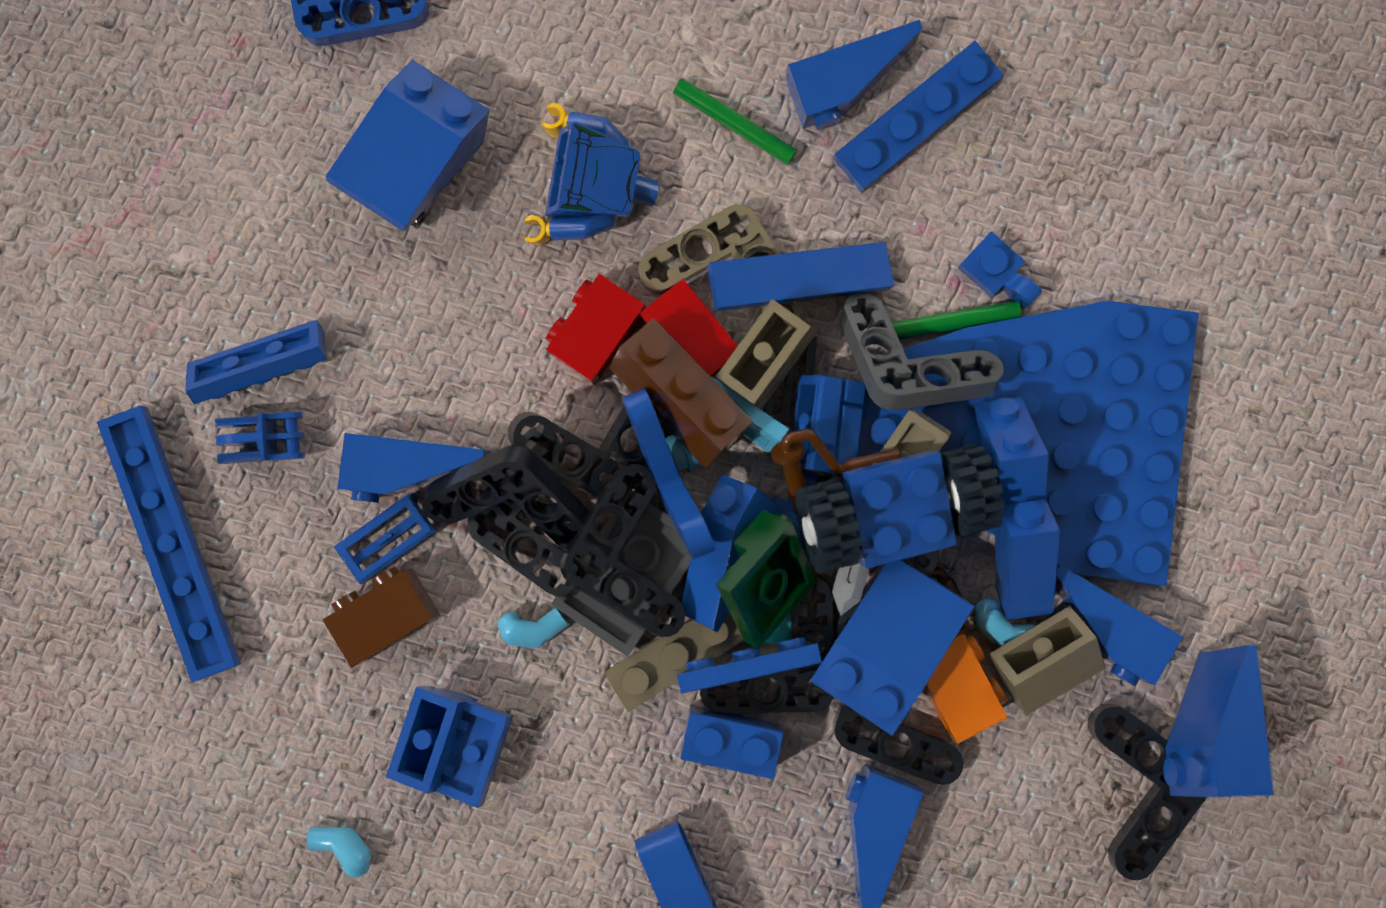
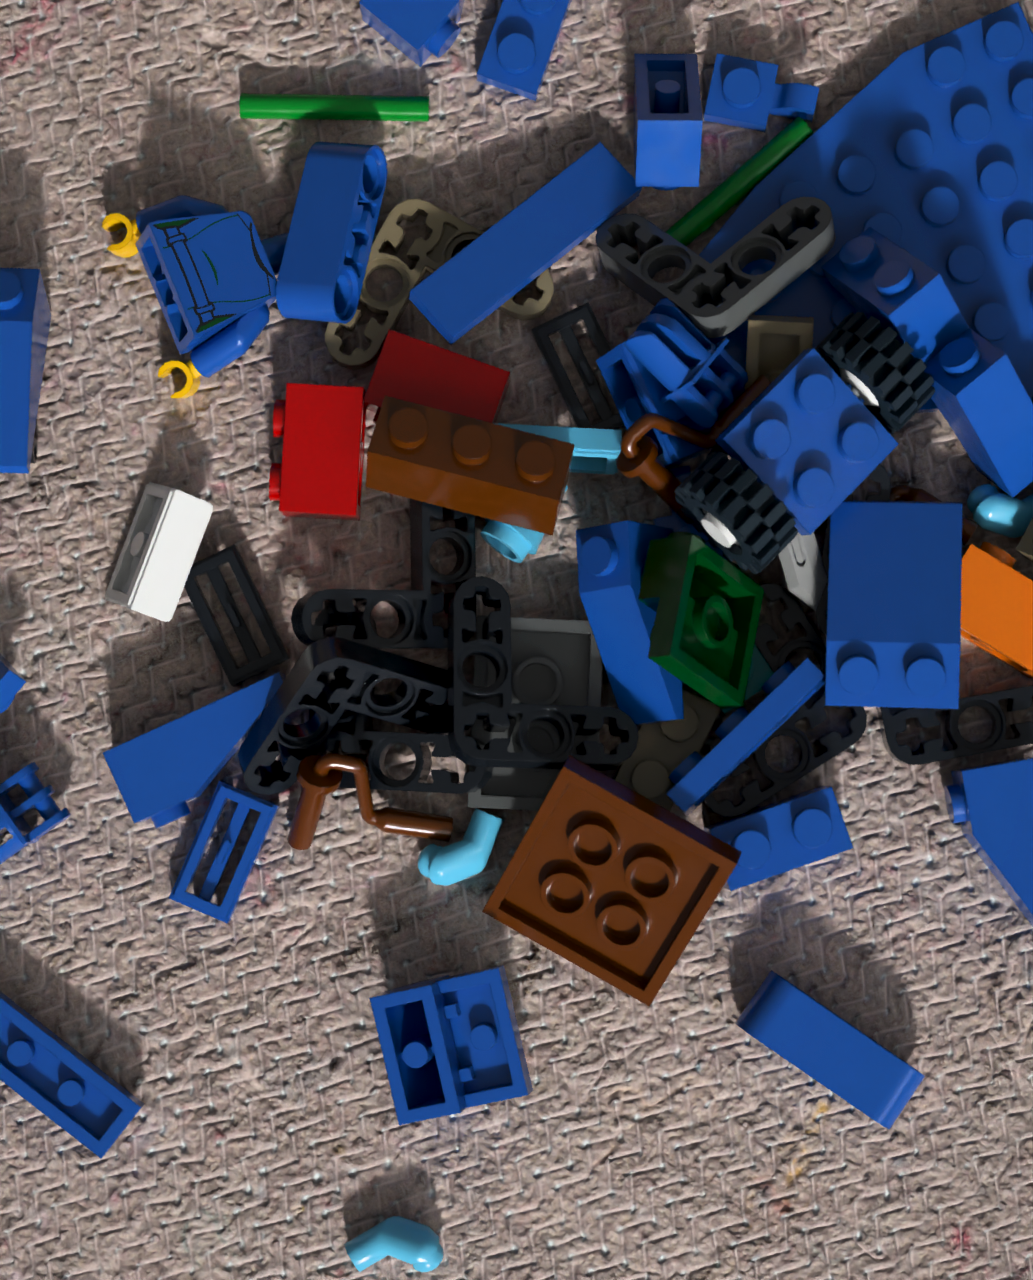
camera: 25 degrees left, 0 degrees up
(380, 616) = (275, 943): reddish brown brick -> none
(458, 330) = (159, 551): none -> white slope
(470, 531) = (323, 775): none -> reddish brown piece
(498, 398) = (256, 663): none -> black tile
(611, 706) = (611, 881): none -> reddish brown plate
(668, 482) = (525, 584): blue beam -> none
(684, 197) = (331, 232): none -> blue beam
(766, 354) = (542, 358): dark tan brick -> none
(854, 412) = (686, 363): none -> blue arm
(934, 254) = (667, 121): none -> blue slope

